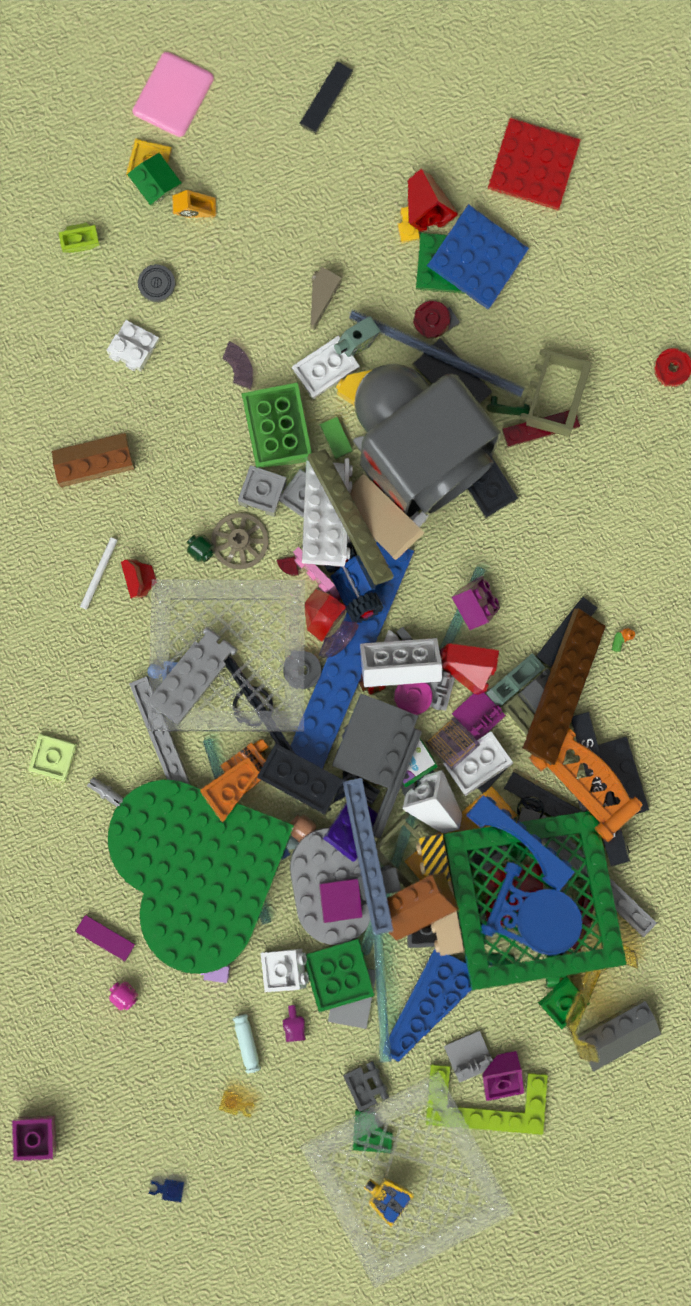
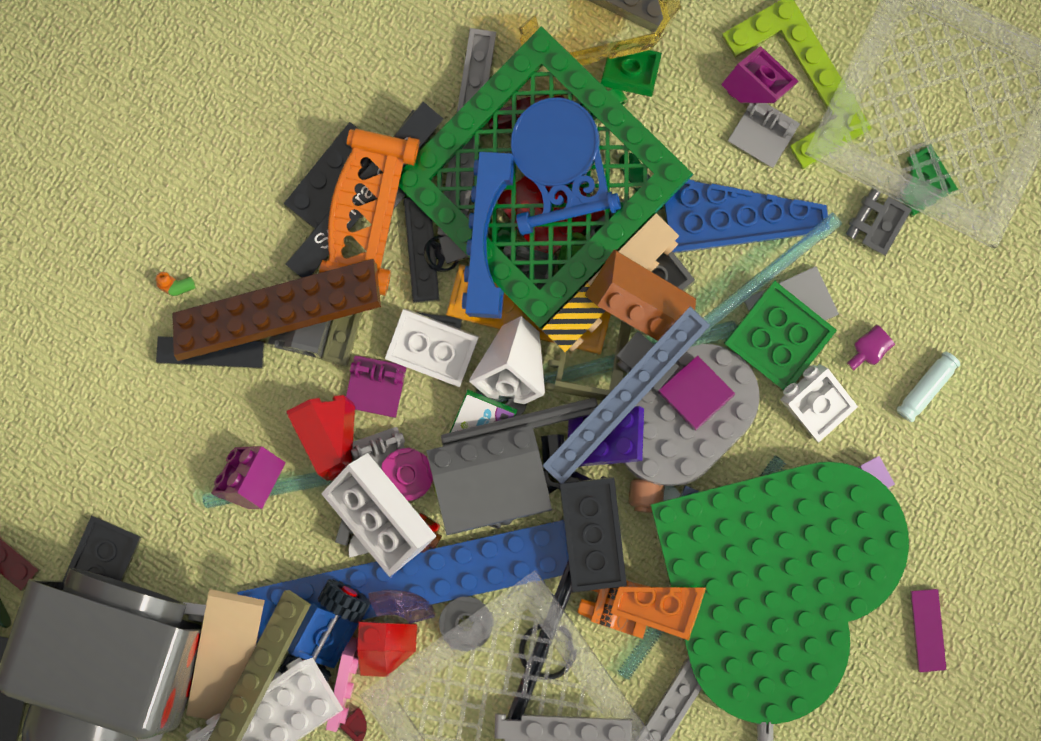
camera: 115 degrees left, 0 degrees up
(123, 996) = (977, 562): dark pink head -> none
(233, 1103) = (1003, 355): clear yellow plate -> none
(388, 1199) = (982, 111): torso -> none
(453, 743) = (429, 391): tile -> none
(515, 680) = (306, 371): sand green slope -> none

